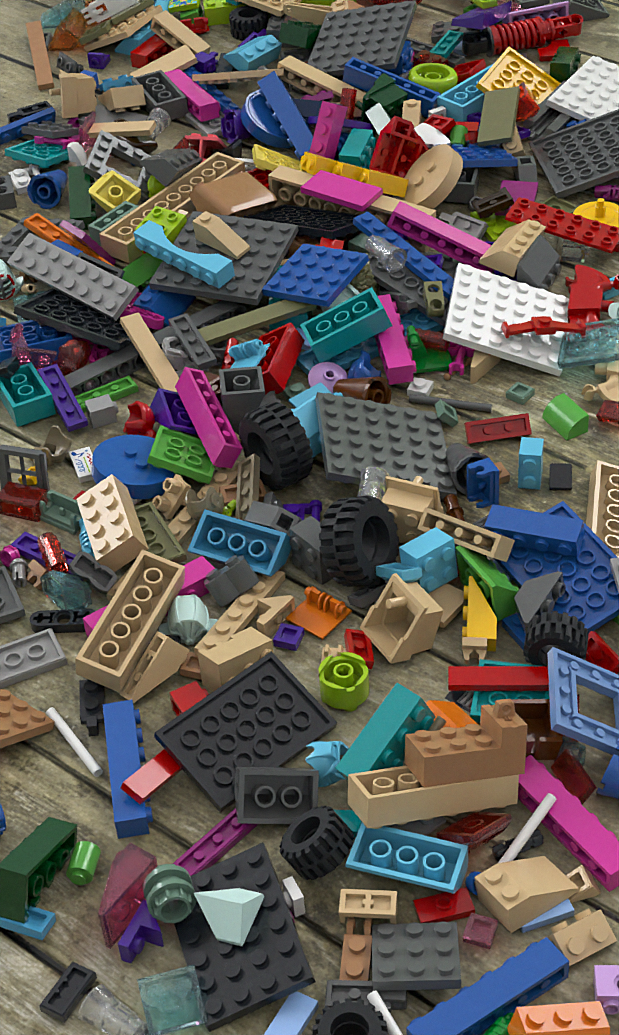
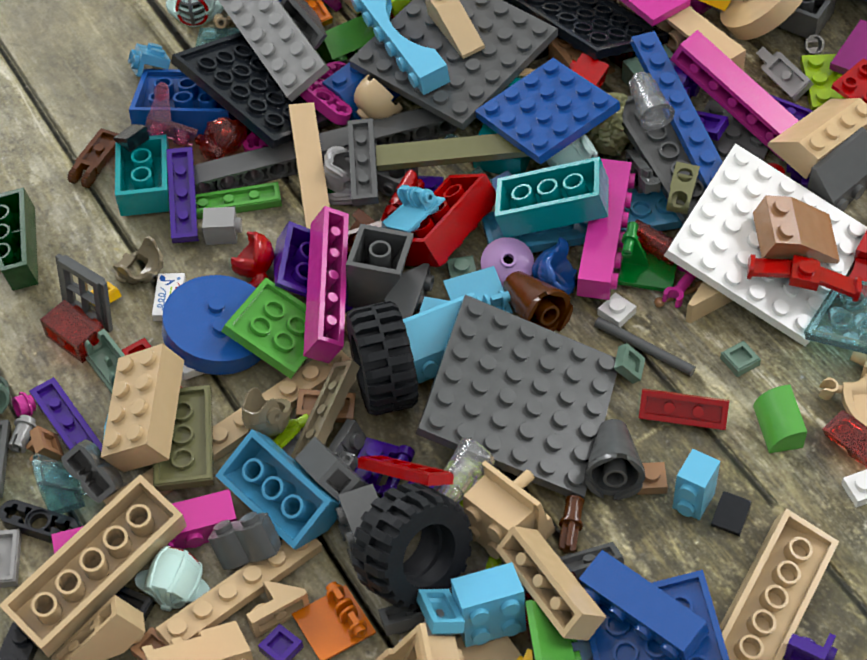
camera: 20 degrees right, 10 degrees up
(52, 553) = (61, 426): clear red axle -> none
(173, 497) = (240, 381): tan hips -> none
(178, 303) = (374, 100): none -> tan cylinder
(323, 503) = (406, 470): none -> red tile
(483, 483) = (621, 493): blue hinge -> none
(491, 204) = (830, 54): dark brown plate -> none
(520, 302) = (794, 228): none -> medium nougat slope

